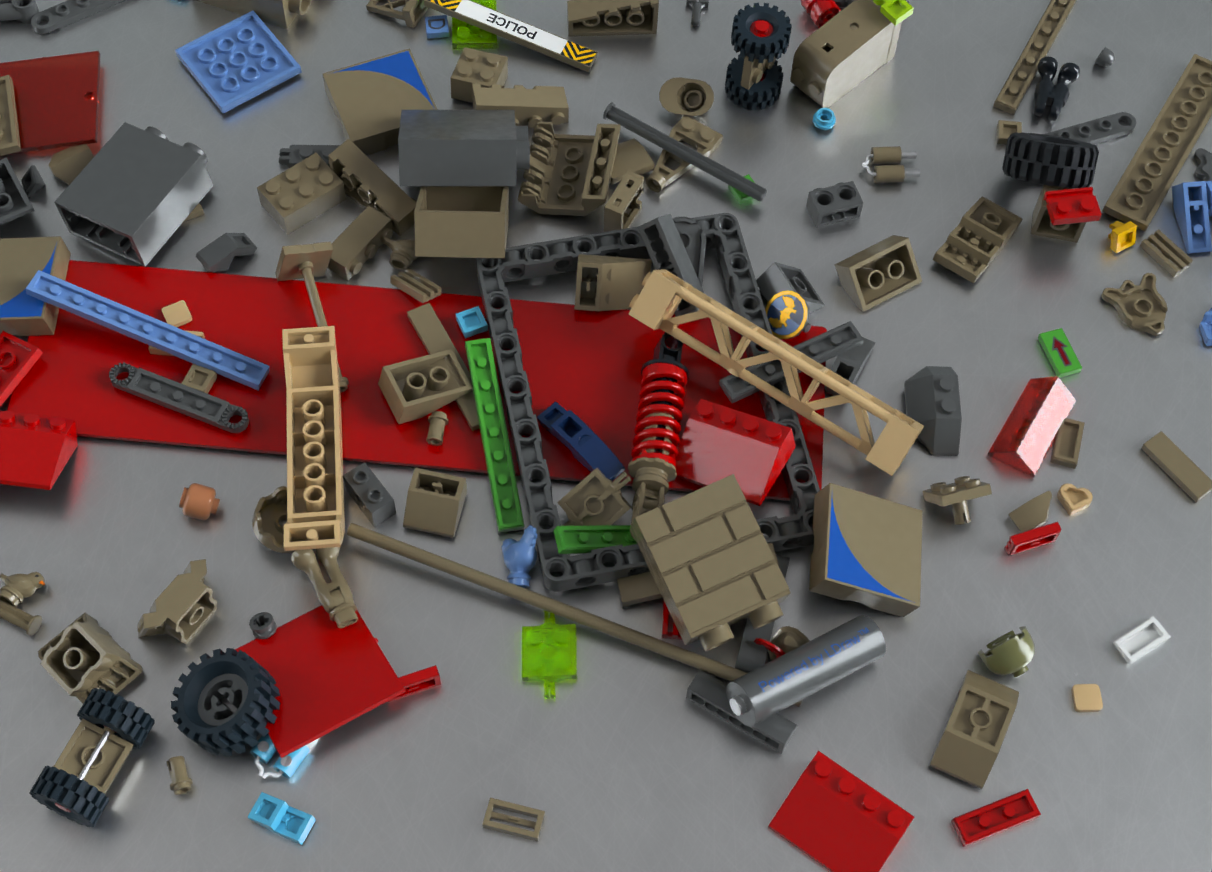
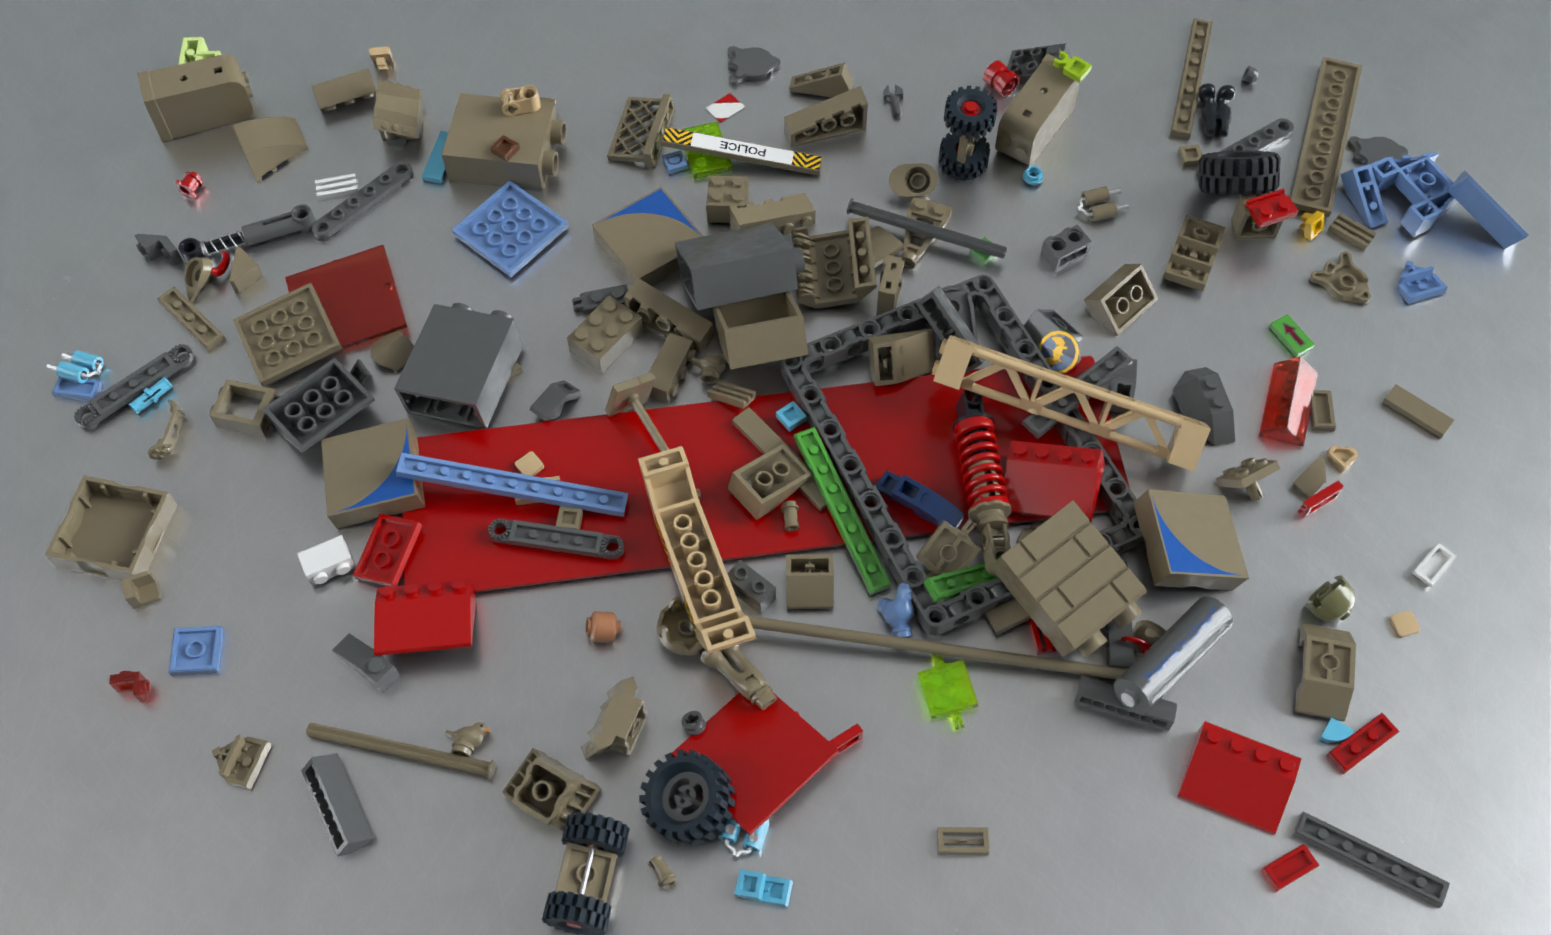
camera: 10 degrees left, 0 degrees up
(968, 798) = (1335, 732): none -> medium azure tile

